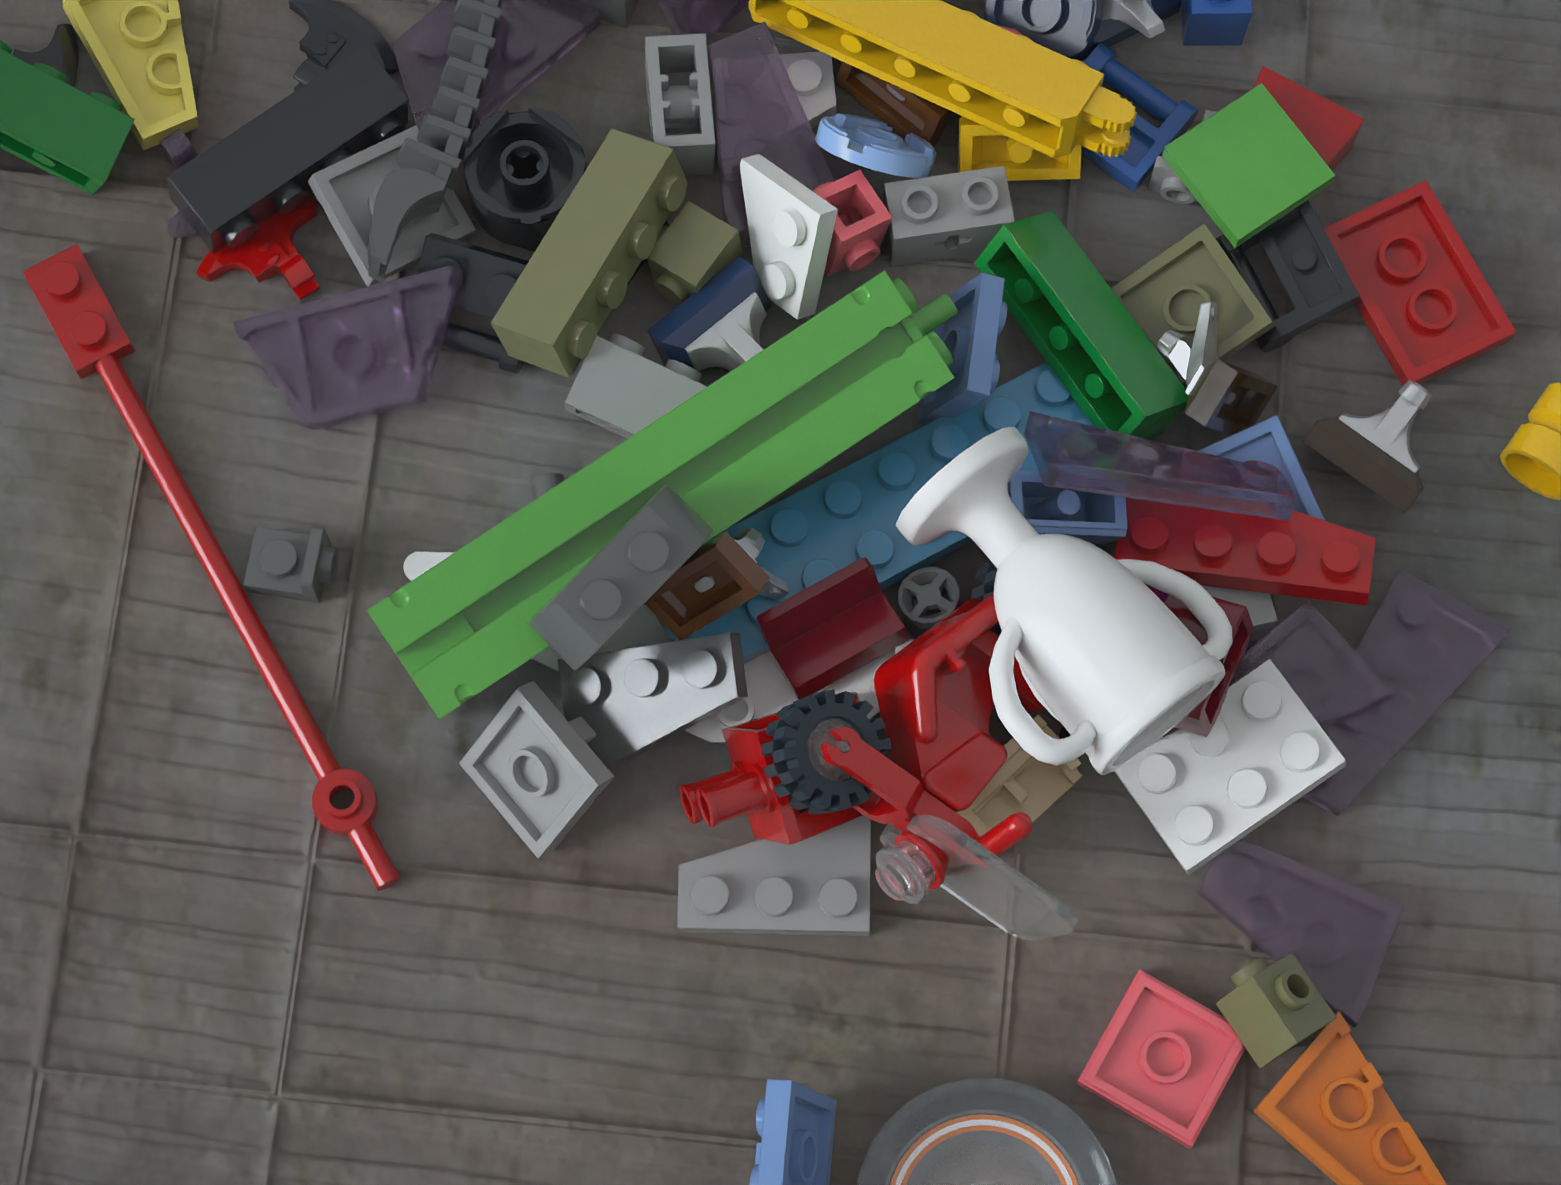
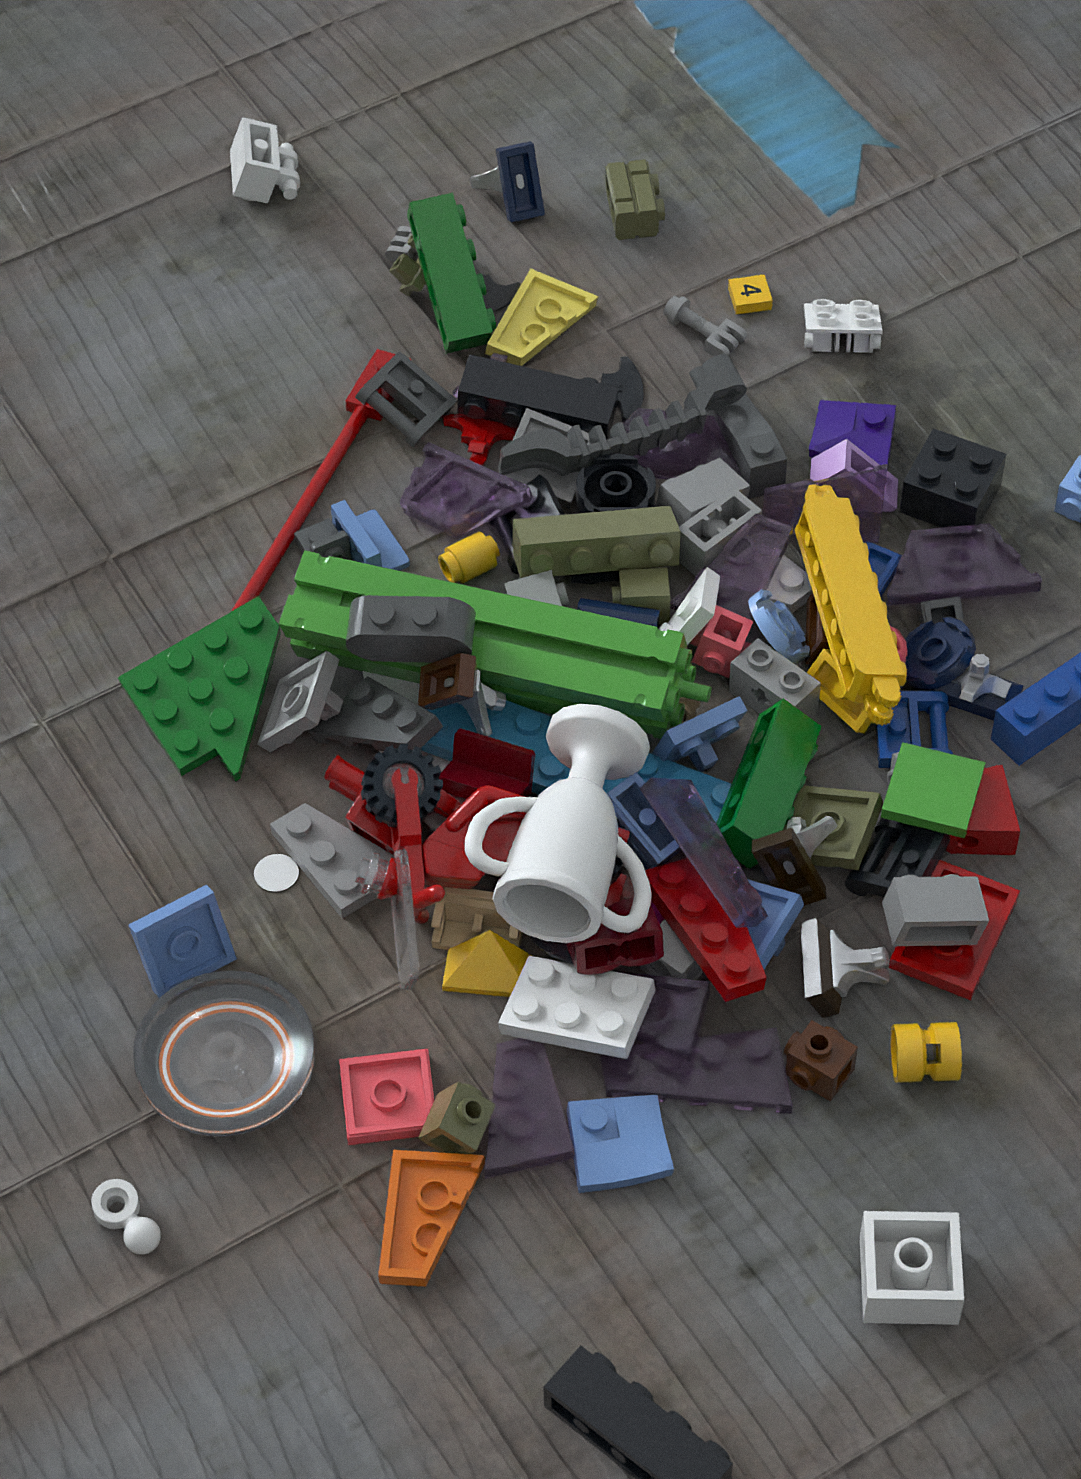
camera: 55 degrees right, 20 degrees down
(147, 280) = (413, 391): none -> dark grey plate
(349, 504) = (369, 538): none -> medium blue panel
(414, 861) = (208, 689): none -> green wing
(464, 409) = (469, 558): none -> yellow brick
(604, 77) = (699, 488): none -> light grey brick
(742, 966) = (276, 872): none -> white sticker
(1076, 826) = (484, 966): none -> yellow slope
(1411, 291) = (935, 910): none -> light grey brick
(1418, 847) = (618, 1142): none -> medium blue plate
(1488, 558) = (819, 1059): none -> reddish brown brick

